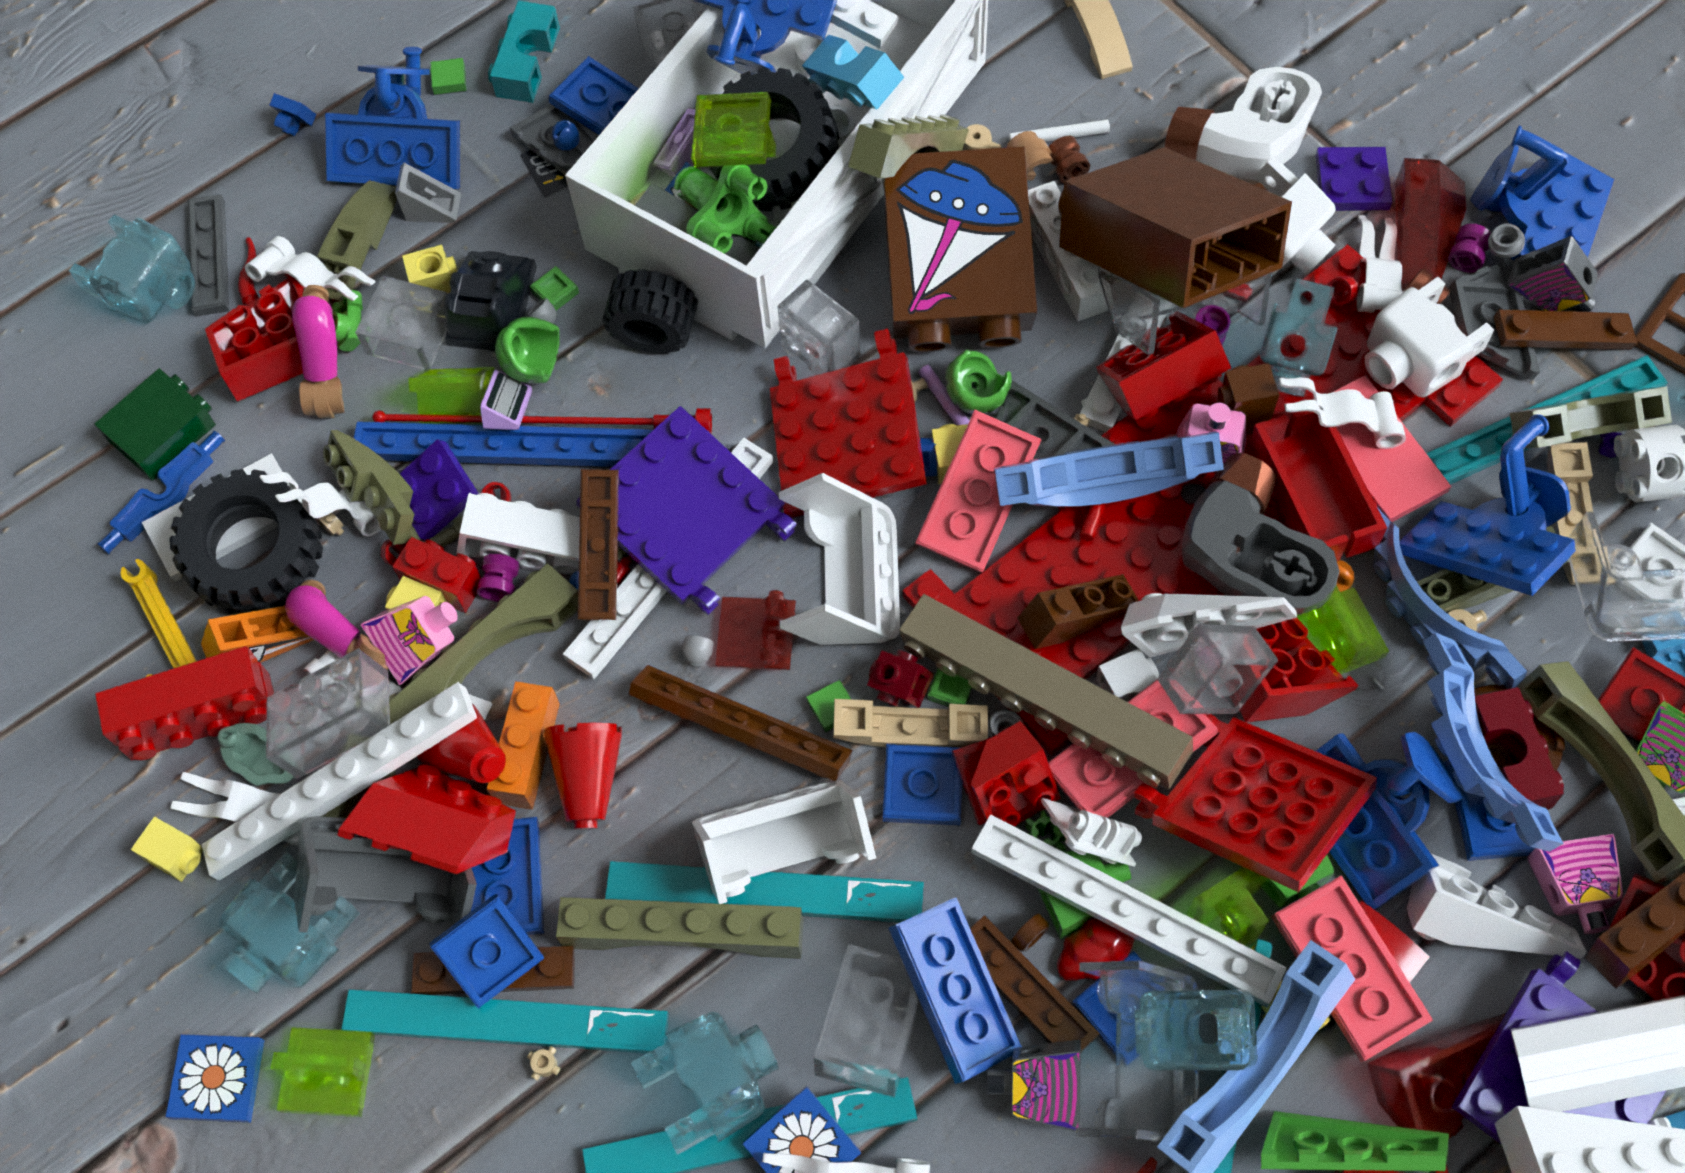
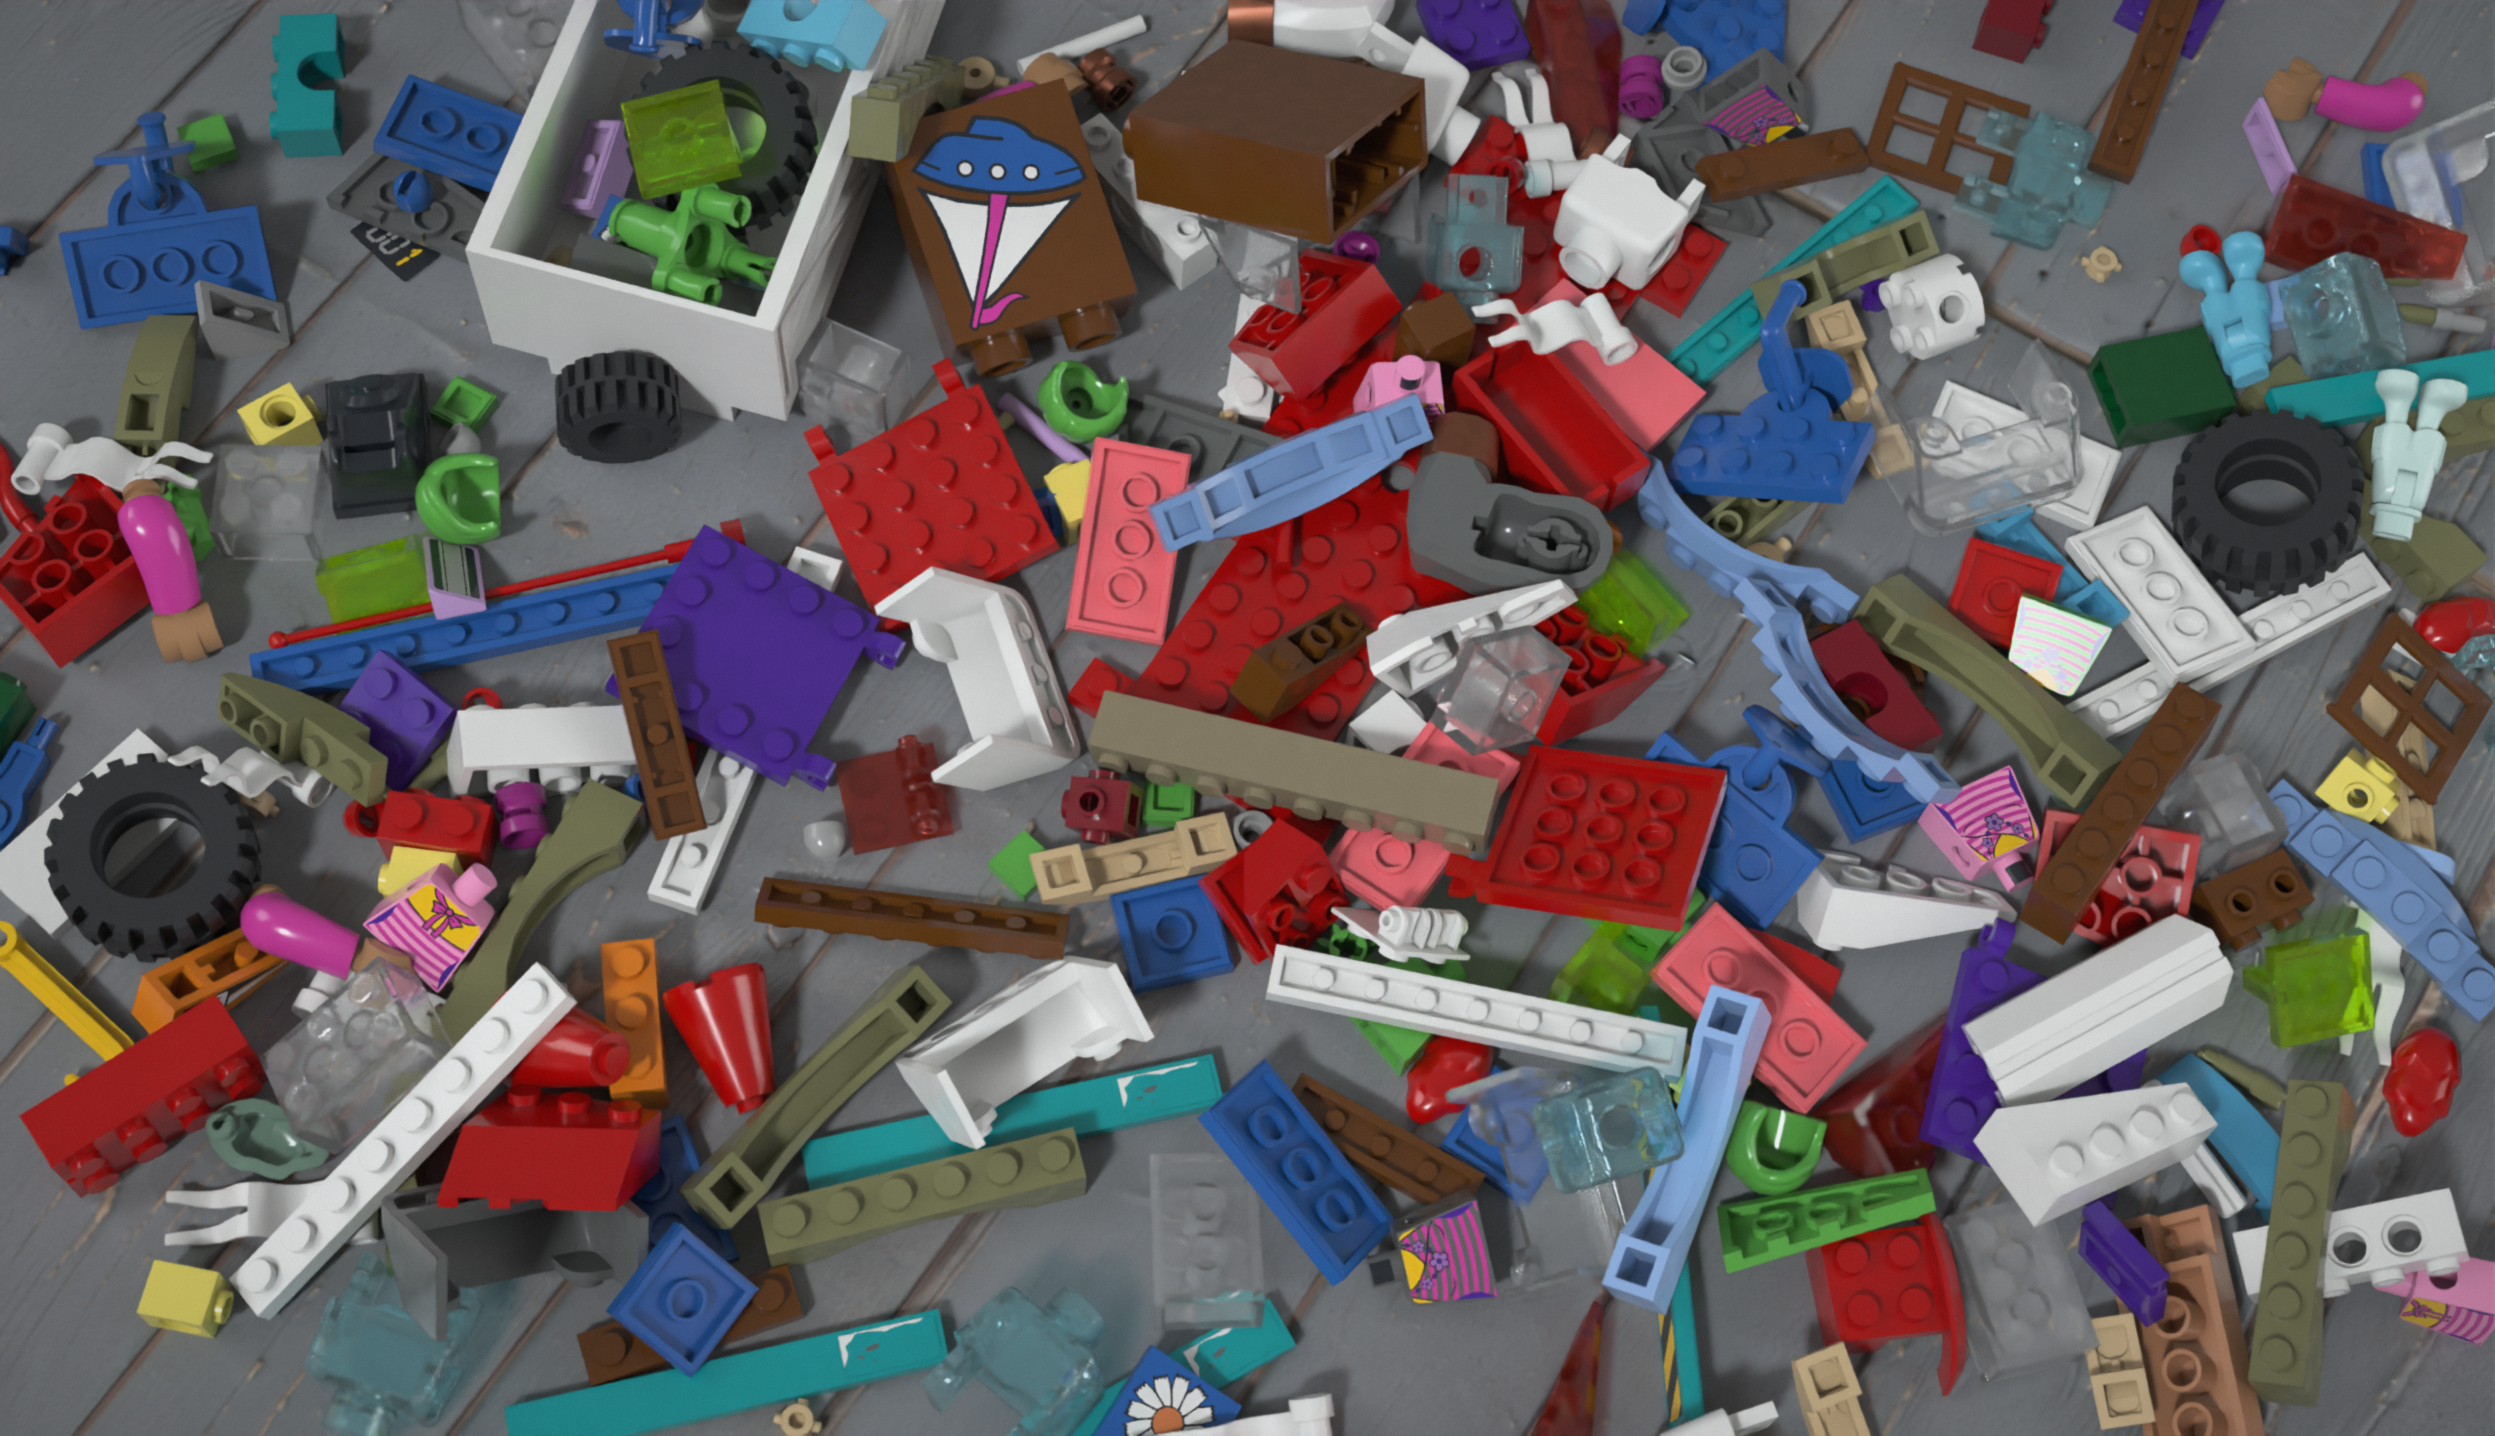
camera: 30 degrees left, 0 degrees up
(625, 830) = (765, 1143): none -> olive arch
(1030, 933) = (1364, 1078): reddish brown tile -> none
(1330, 1079) = (1773, 1148): none -> bright green piece

